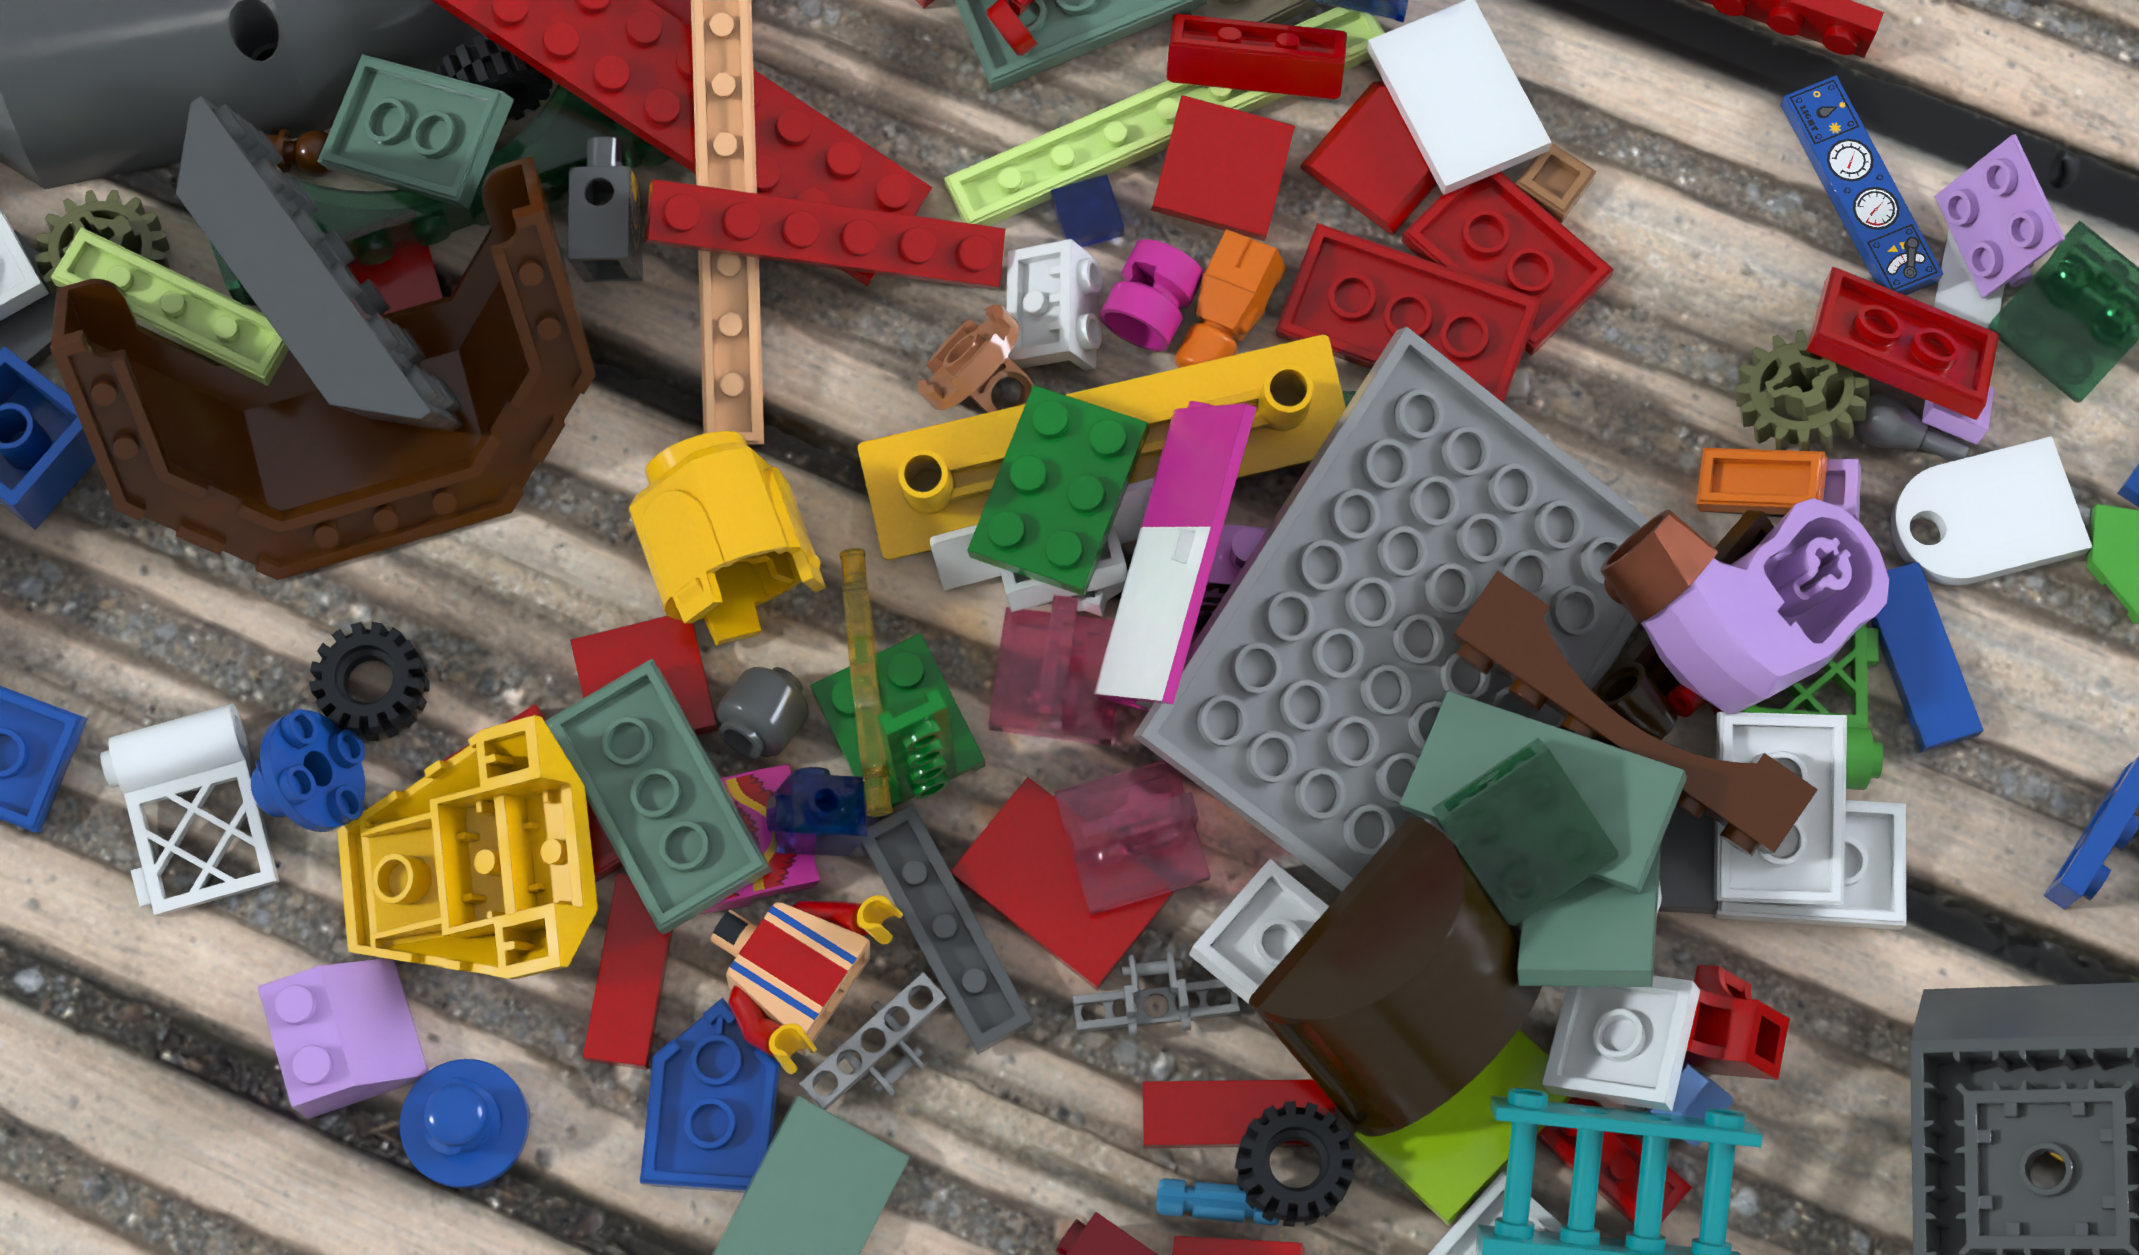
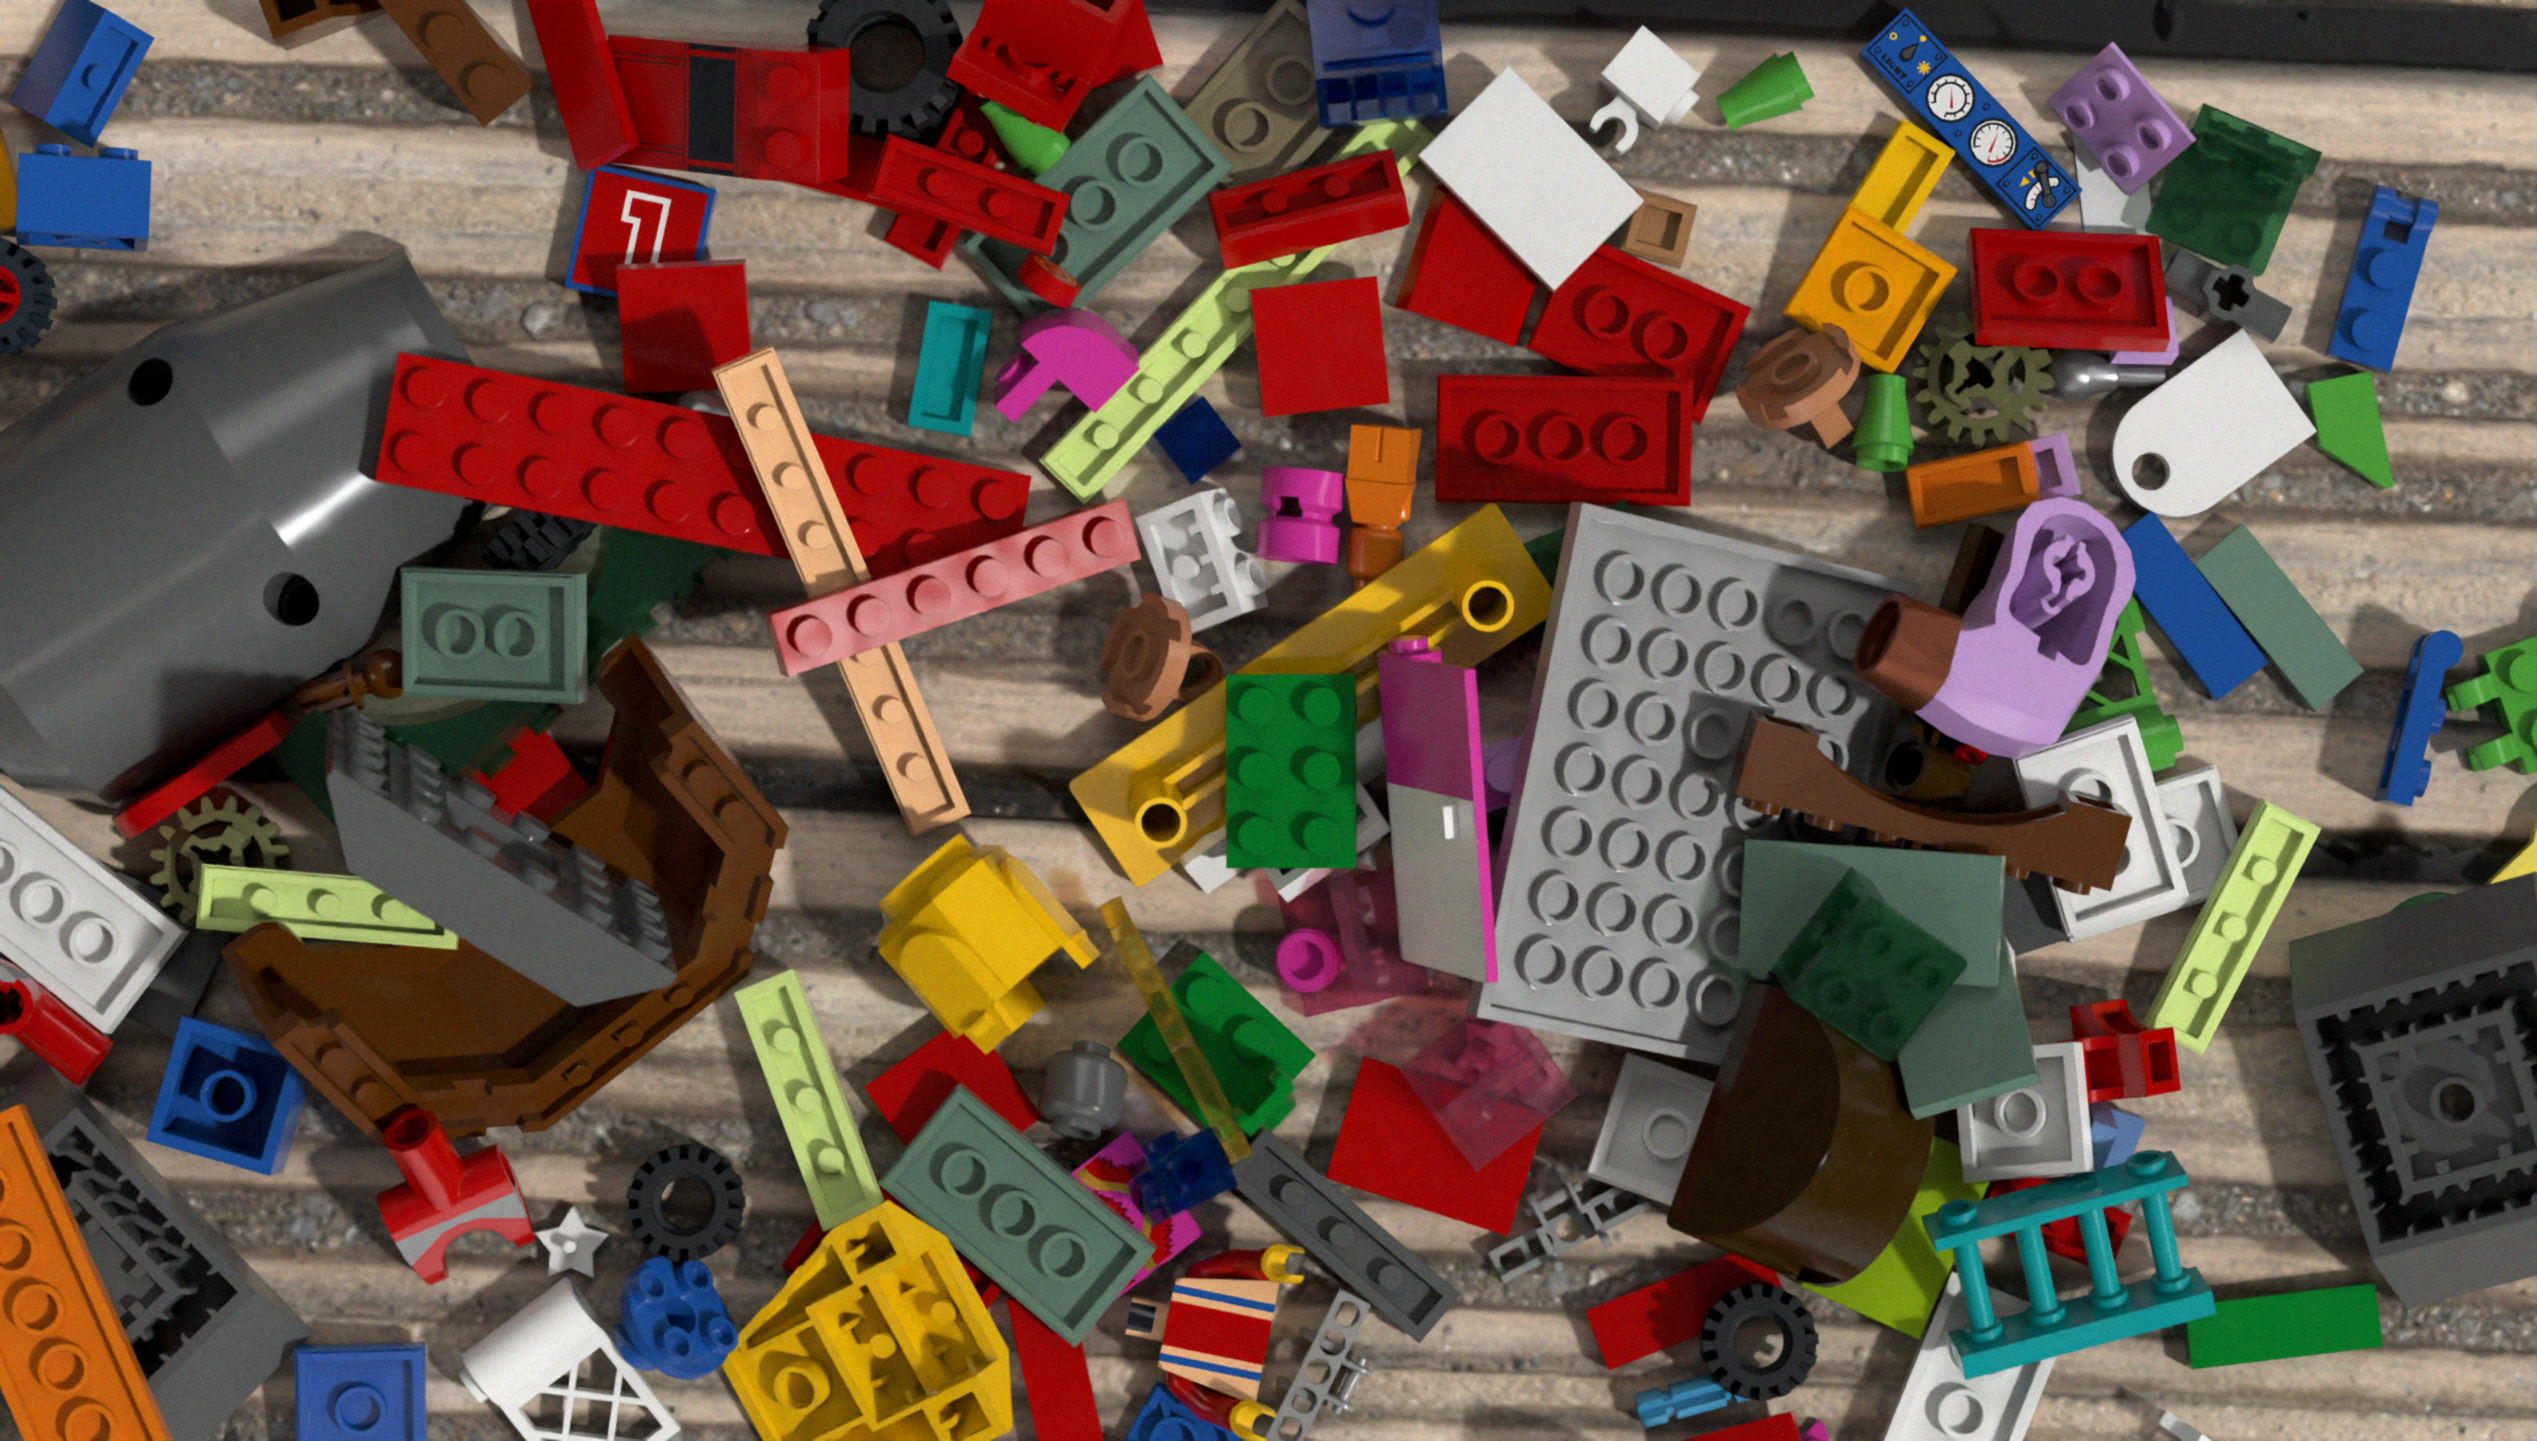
camera: 25 degrees left, 15 degrees up
(112, 163) = (203, 773): none -> red tile
(161, 585) = (447, 1194): none -> red connector
(255, 685) = (572, 1245): none -> white piece
(517, 618) = (809, 1098): none -> yellowish green plate
(606, 237) = (729, 670): dark grey torso -> none
(899, 83) = (950, 369): none -> teal tile
(1006, 87) = (1069, 348): none -> dark pink brick
(1010, 669) = (1308, 959): none -> dark pink tile
(1587, 57) = (1647, 84): none -> white brick
(1638, 335) = (1801, 381): none -> nougat tile
(1690, 100) = (1766, 92): none -> bright green cone
(1697, 408) = (1884, 428): none -> bright green cone
(1724, 289) = (1871, 286): none -> light orange tile
(1774, 220) = (1902, 176): none -> yellow tile
(1877, 949) = (2232, 925): none -> yellowish green tile
(2006, 699) = (2278, 618): none -> sand green tile
(2060, 420) = (2255, 310): none -> dark grey axle

